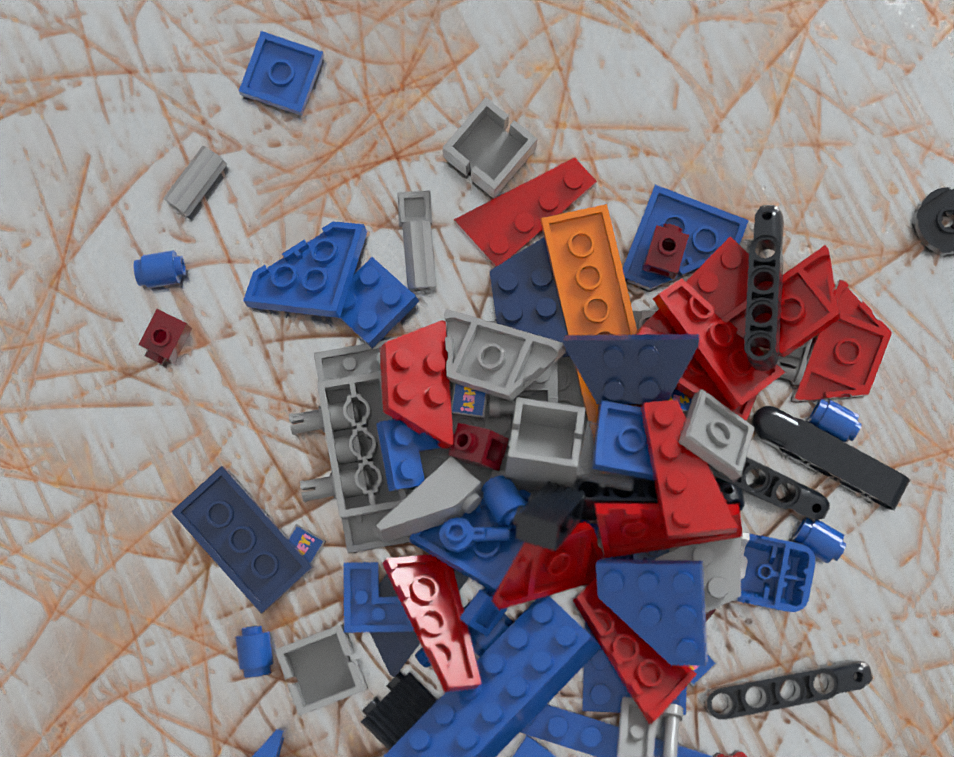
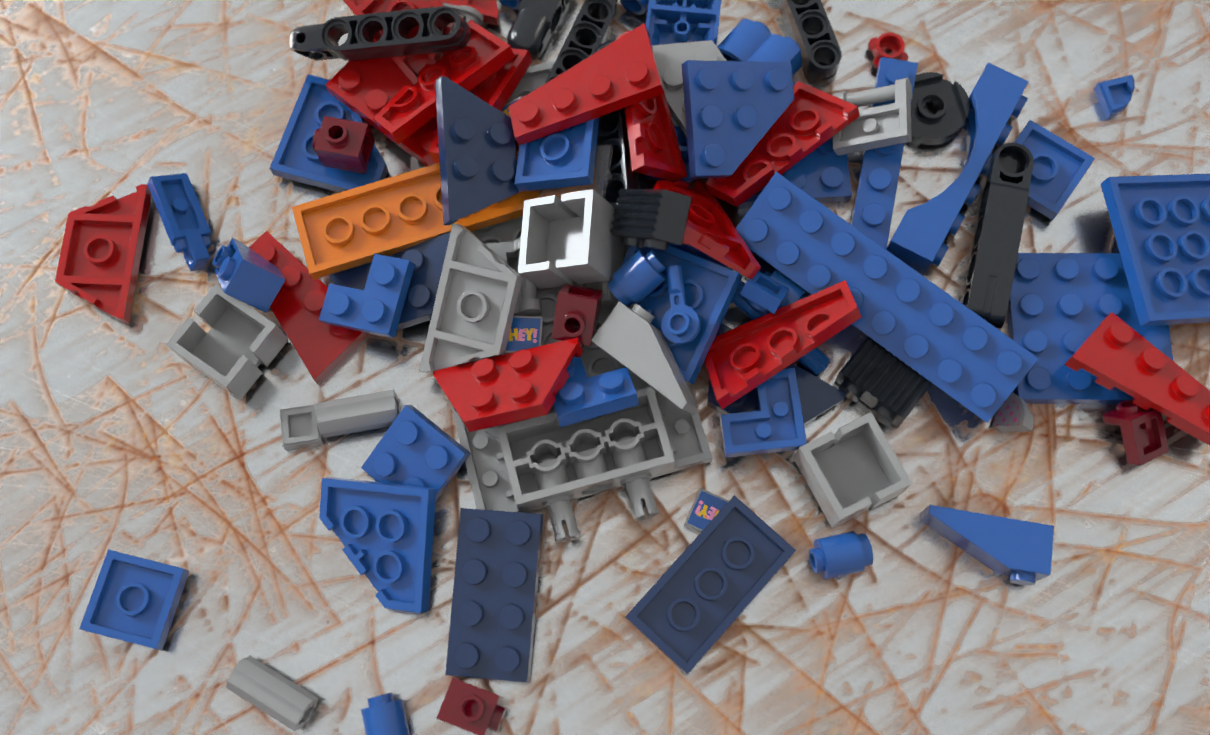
camera: 90 degrees left, 10 degrees down
(253, 361) = (494, 595): none -> dark blue plate
(508, 276) = (377, 306): none -> blue plate
(547, 165) = (247, 275): none -> blue slope
(589, 41) = (104, 252): none -> red wing
(616, 107) = (182, 217): none -> blue hinge
(717, 435) = (543, 64): light grey tile -> none
(733, 642) = (755, 43): none -> blue brick

